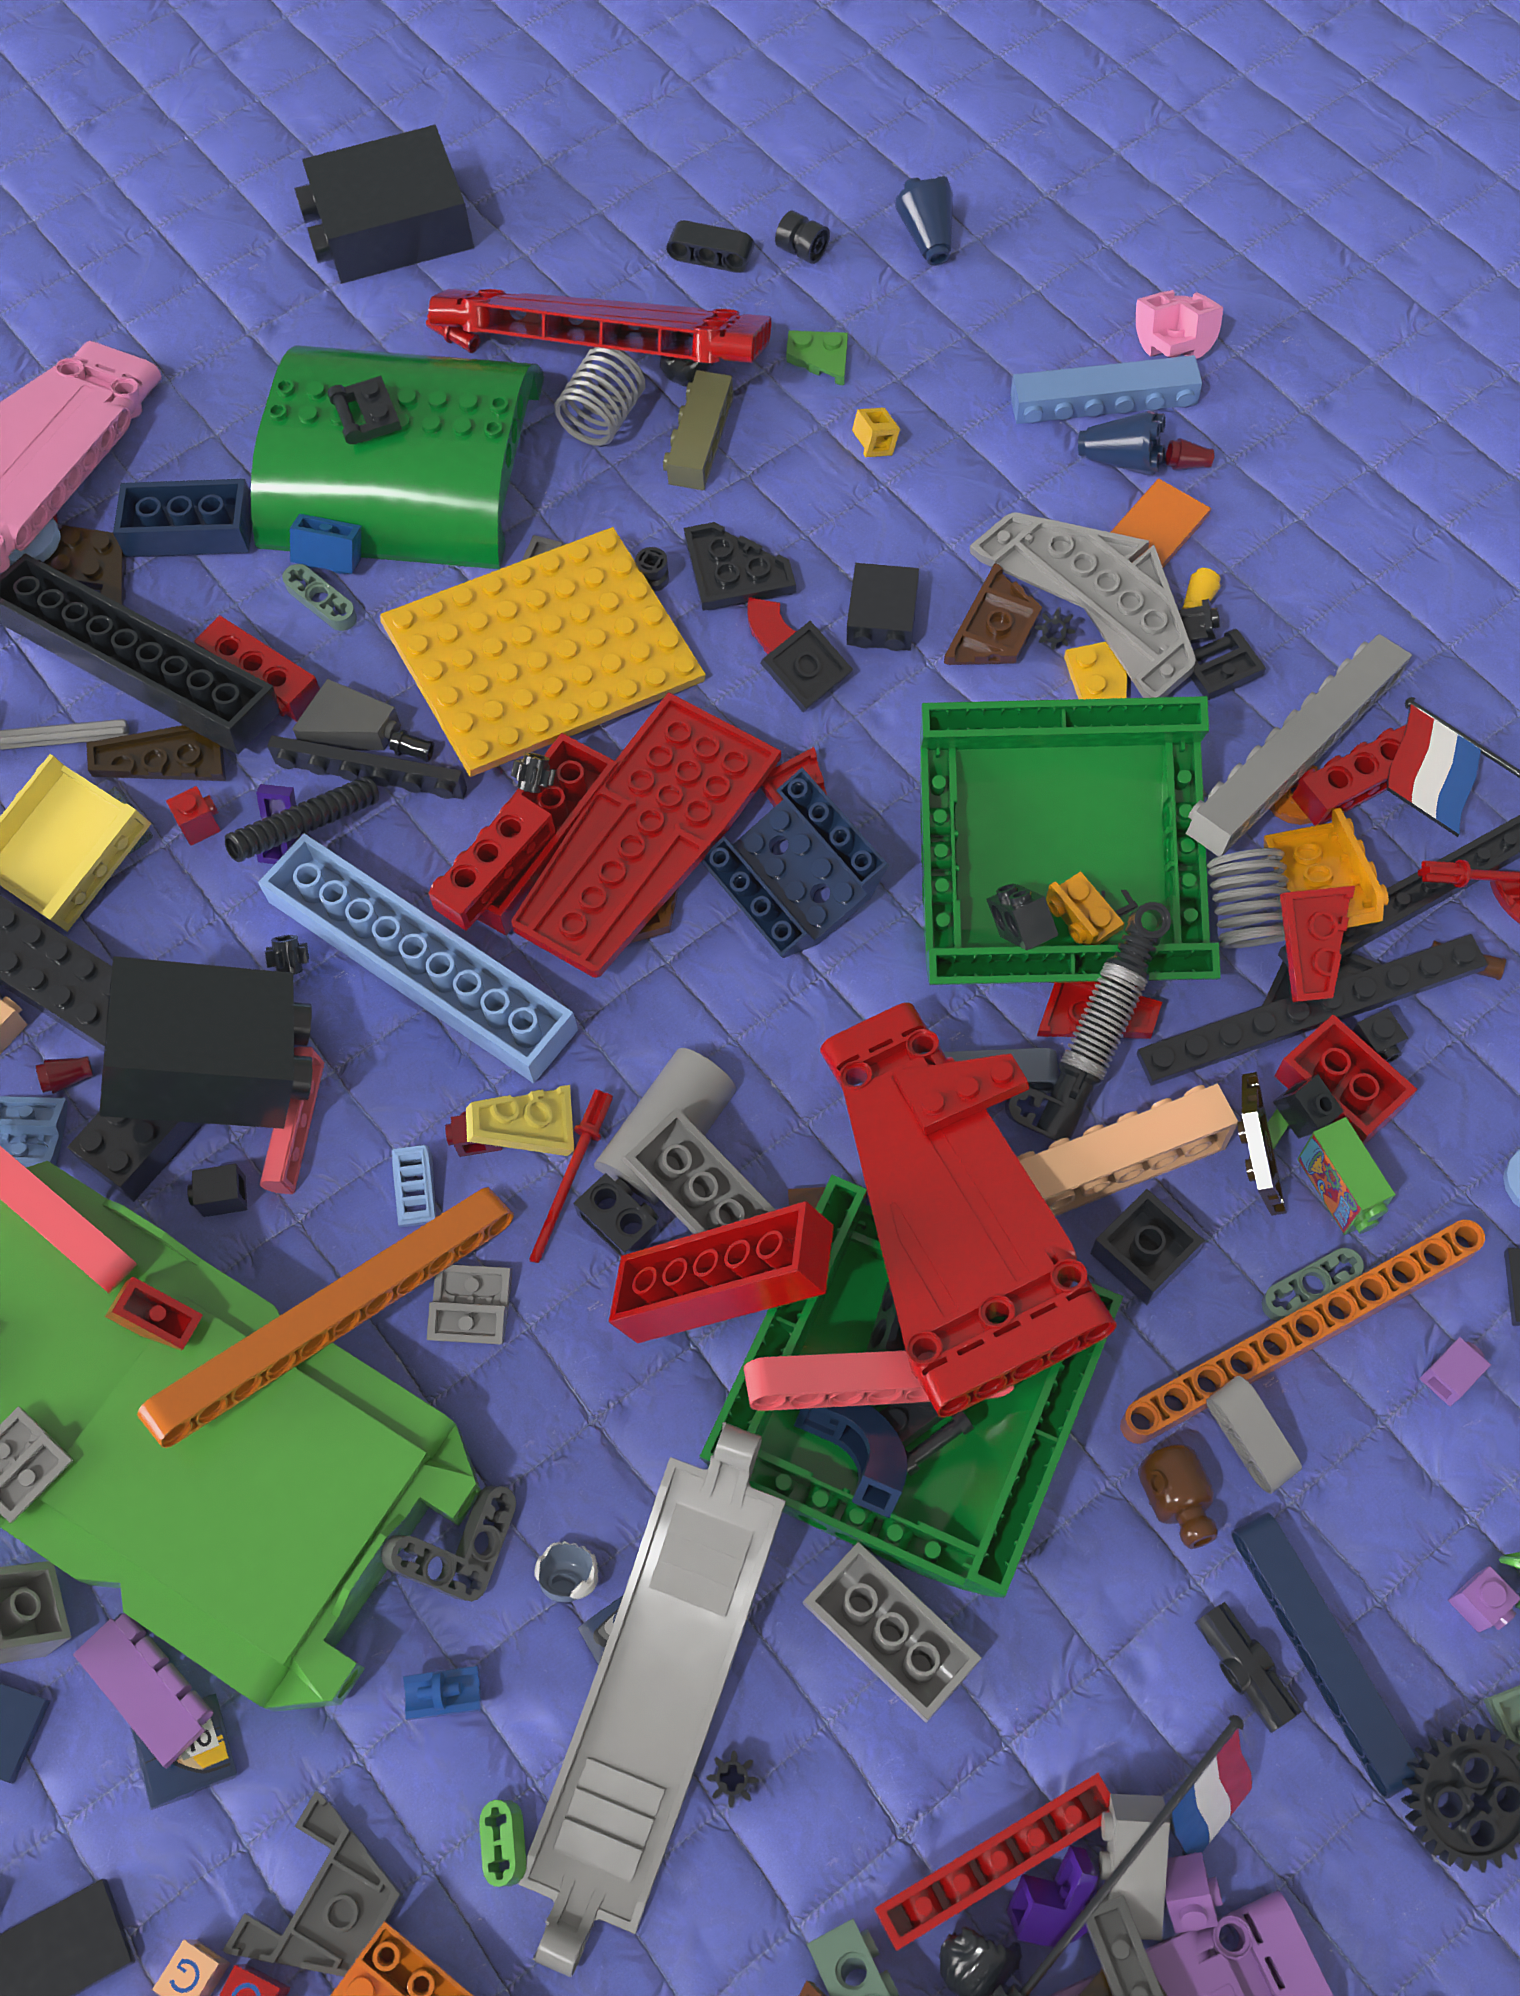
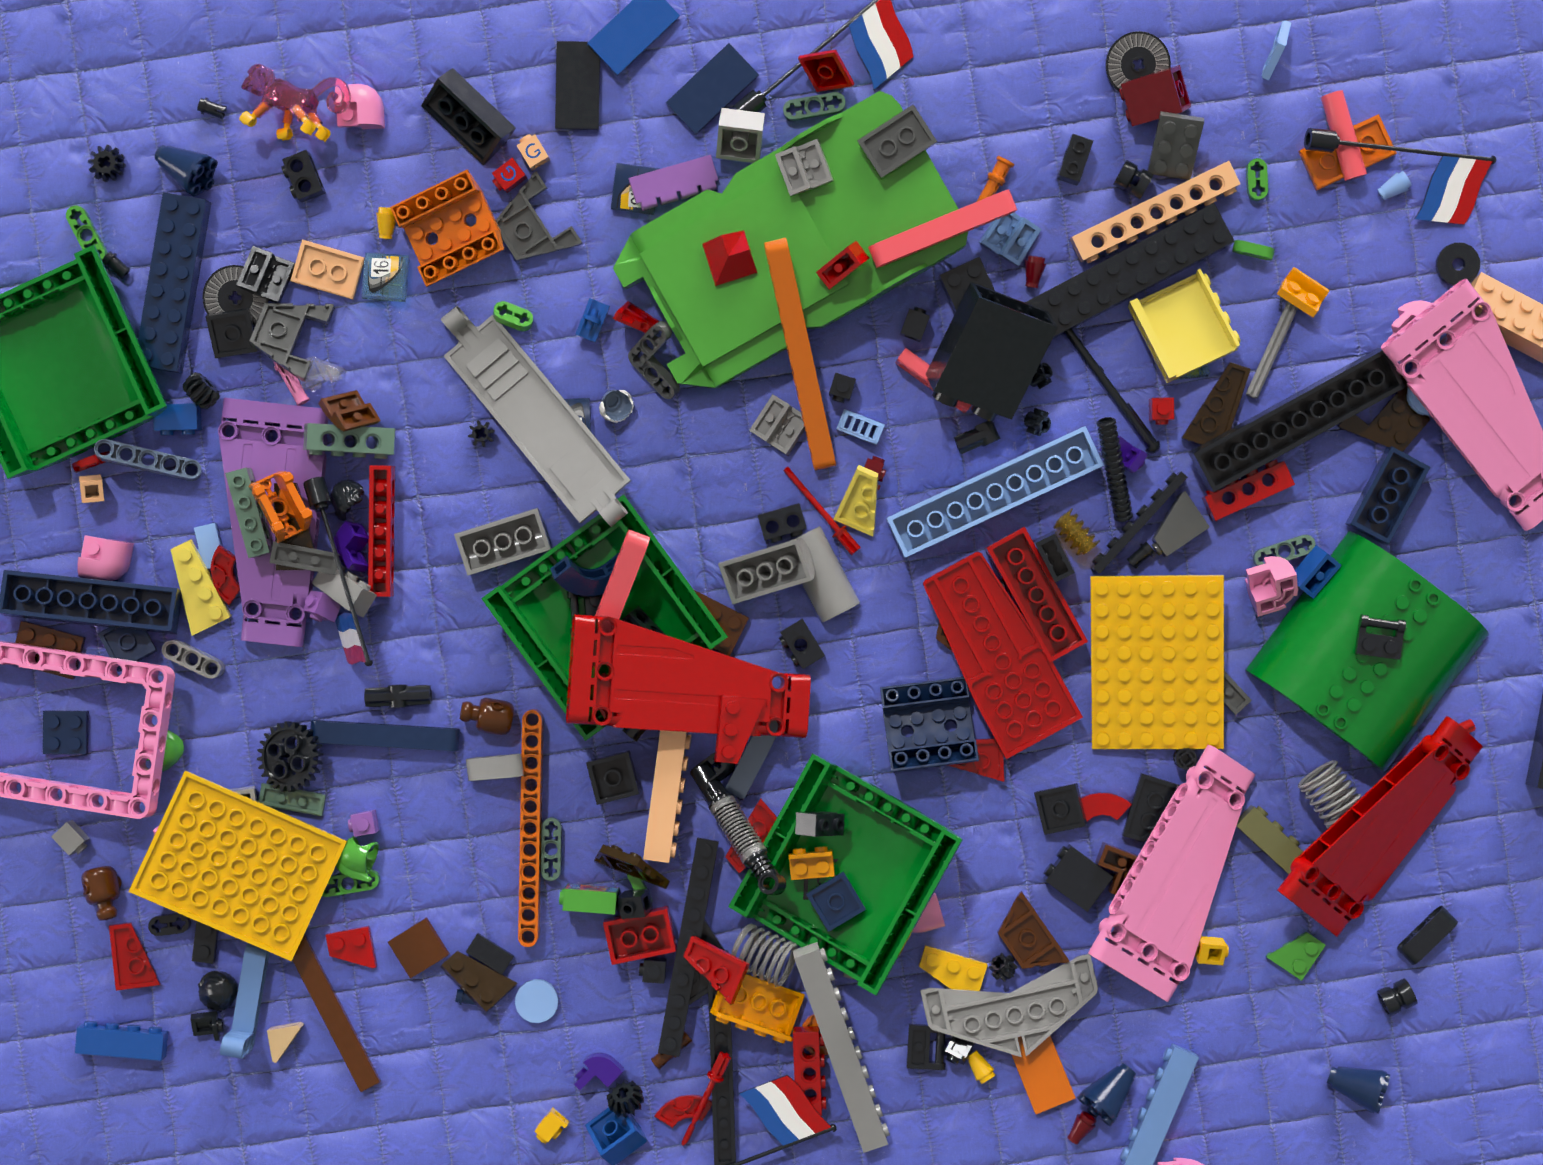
camera: 120 degrees right, 25 degrees up
(204, 881) = (1127, 410): none -> black bar
(220, 1503) = (729, 257): none -> red slope
(343, 1017) = (981, 435): none -> black piece
(363, 1238) = (842, 388): none -> black brick
(367, 578) = (1271, 585): none -> bright pink brick
(403, 1618) = (635, 317): none -> red wing
(421, 831) = (1075, 533): none -> clear yellow piece
(461, 820) = (1054, 556): none -> black brick
(489, 879) = (999, 531): red brick -> none
(533, 772) = (1062, 610): black gear -> none
(723, 1273) = (708, 554): red brick -> none
(783, 1074) = (800, 631): none -> black brick
(808, 497) = (1175, 878): none -> bright pink panel
(834, 559) = (1116, 860): none -> reddish brown brick
(1113, 851) = (836, 901): none -> dark blue plate
(1455, 1371) = (469, 885): medium lavender brick -> none

